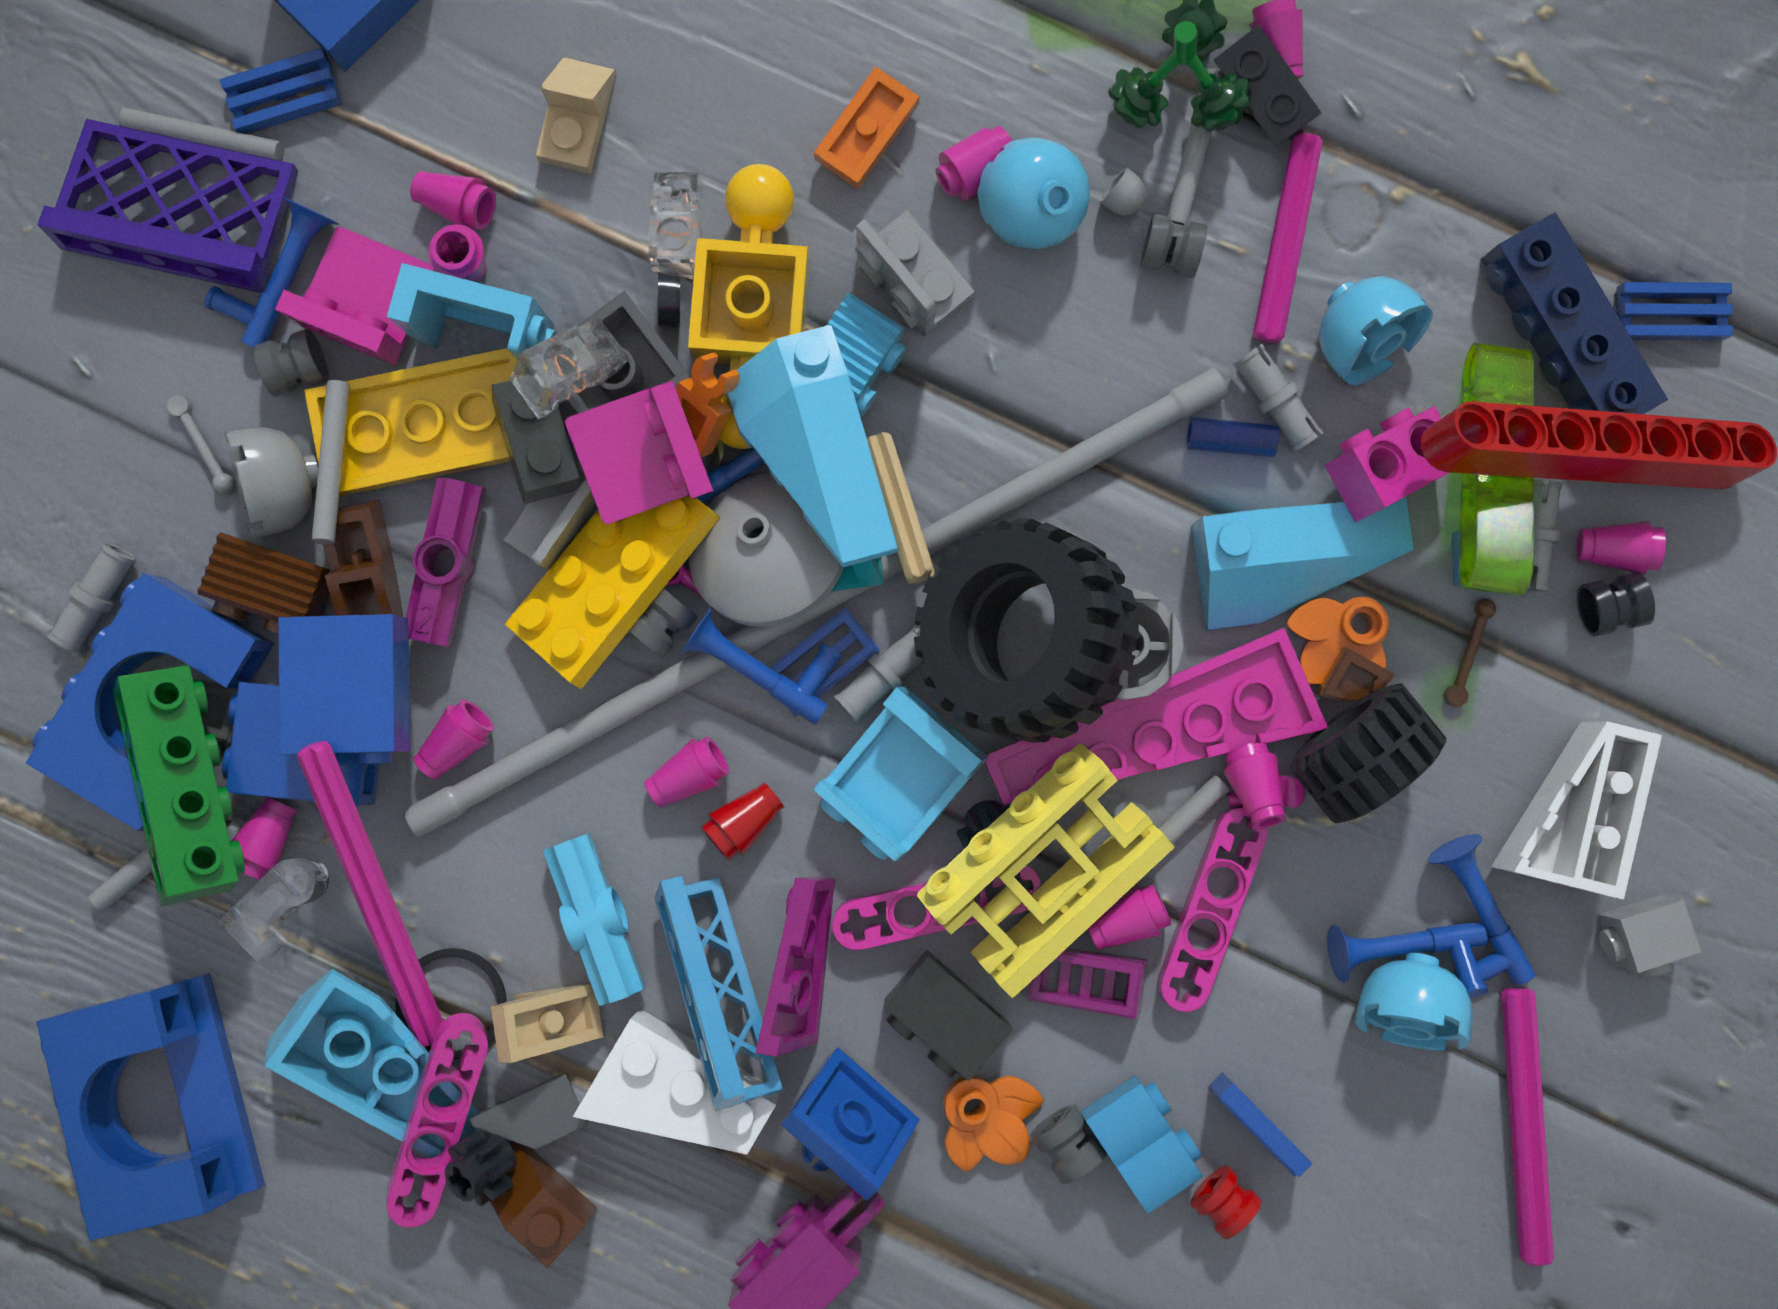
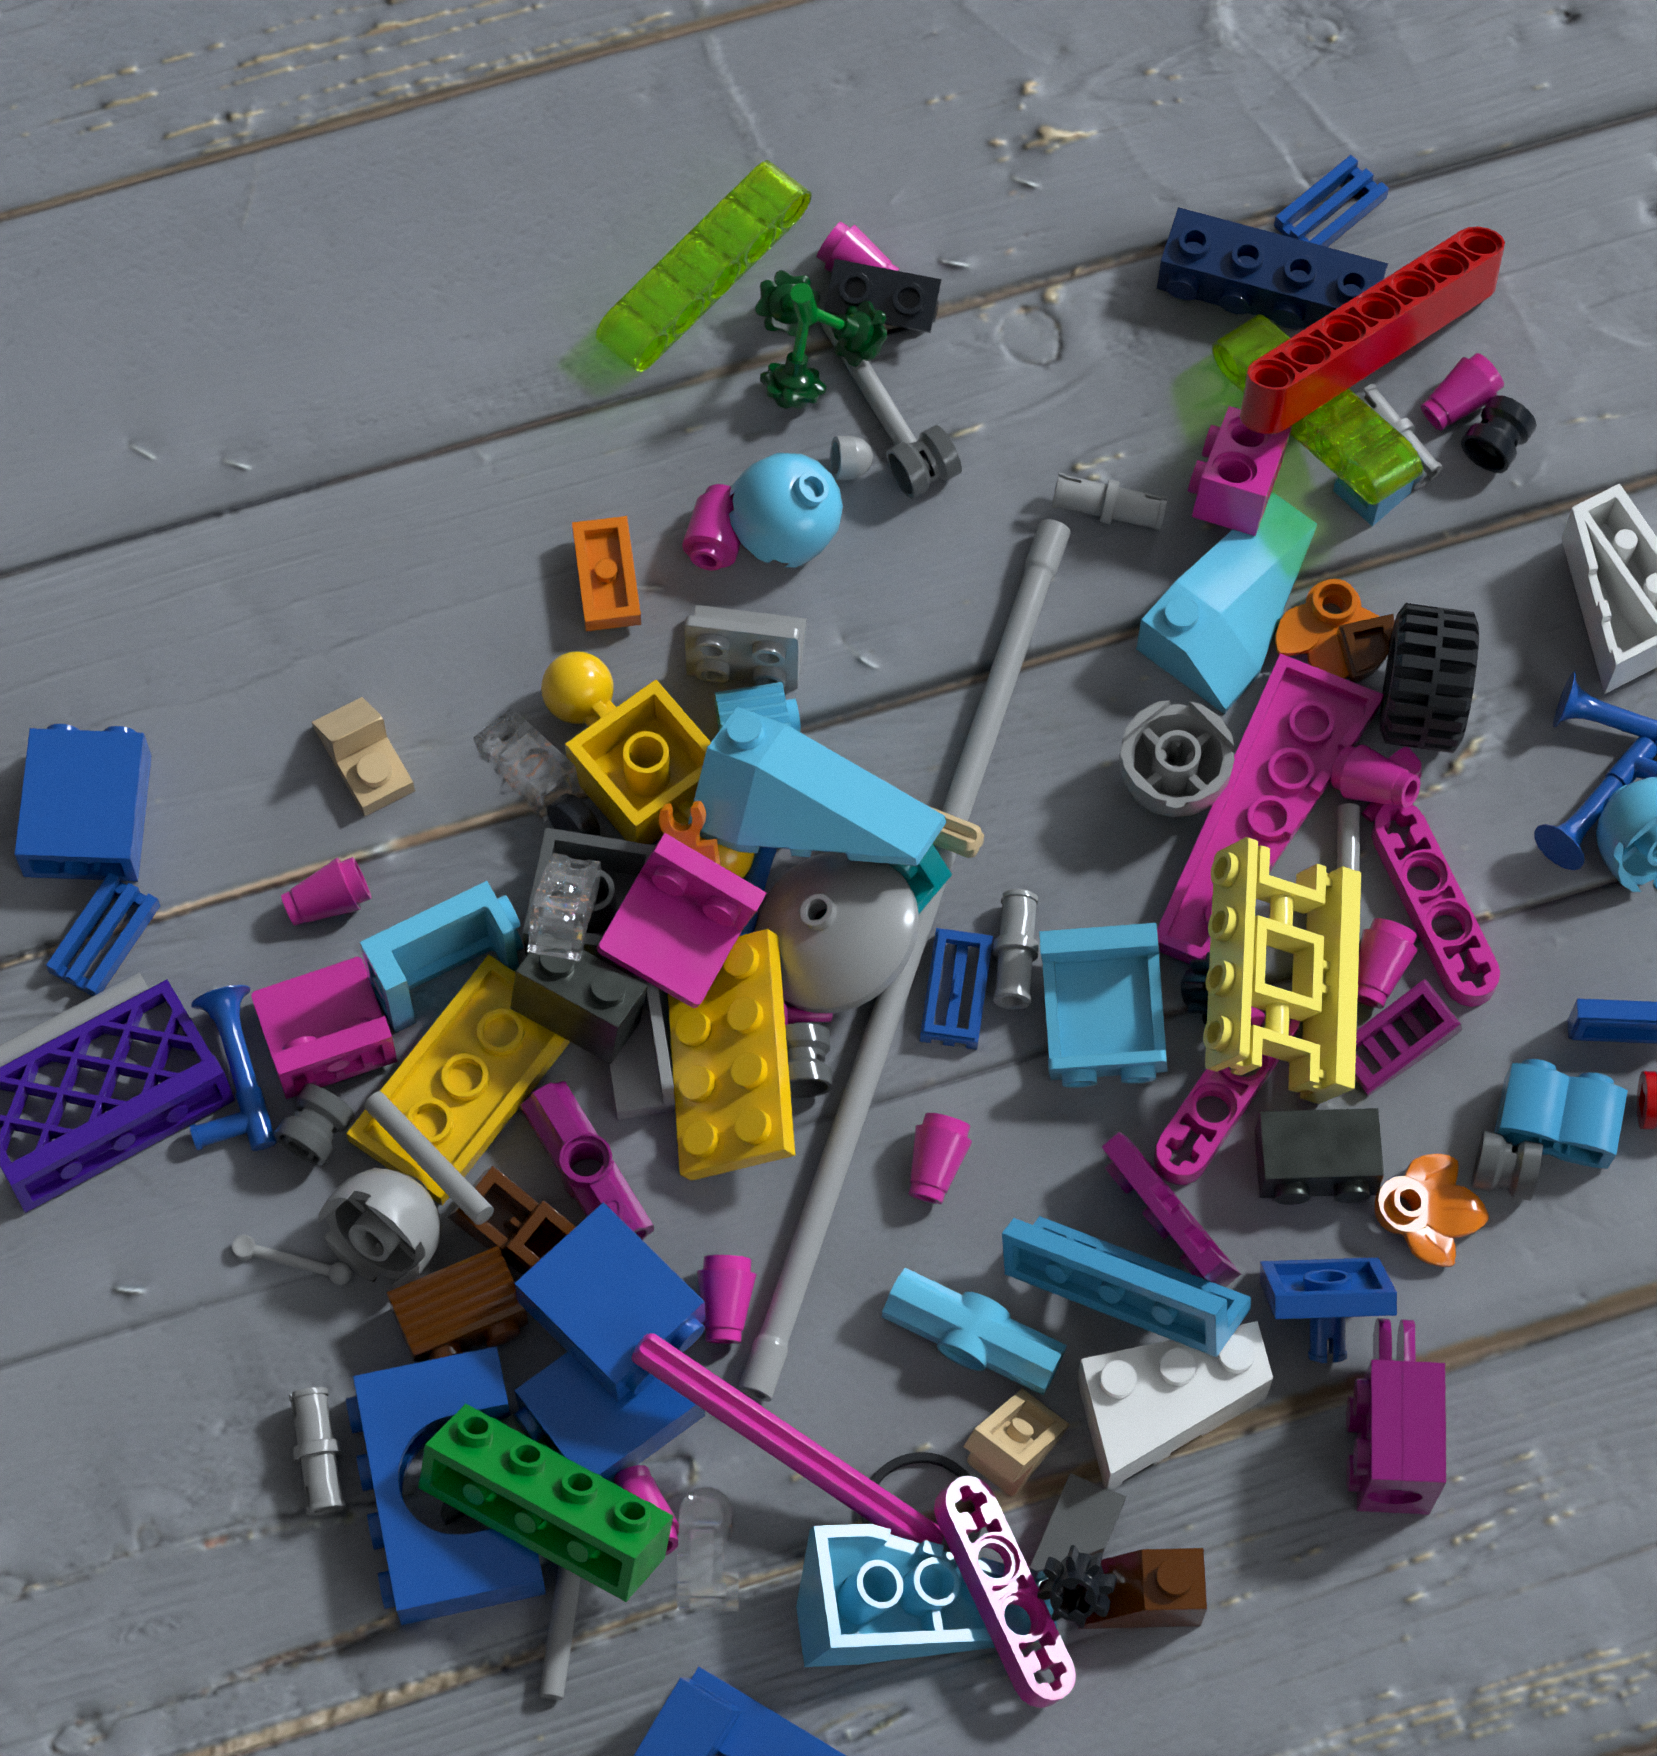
camera: 45 degrees left, 20 degrees down
(458, 253) = (377, 912): dark pink cone -> none
(742, 821) = (1015, 1157): red cone -> none
(796, 696) = (967, 1019): blue piece -> none
(965, 617) = (1029, 788): black tyre -> none
(1232, 437) = (1103, 558): clear blue hinge -> none
(1287, 238) = (1002, 389): dark pink axle -> none
(1369, 324) = (1125, 392): medium azure cylinder -> none
(1457, 694) = (1453, 596): reddish brown hinge -> none

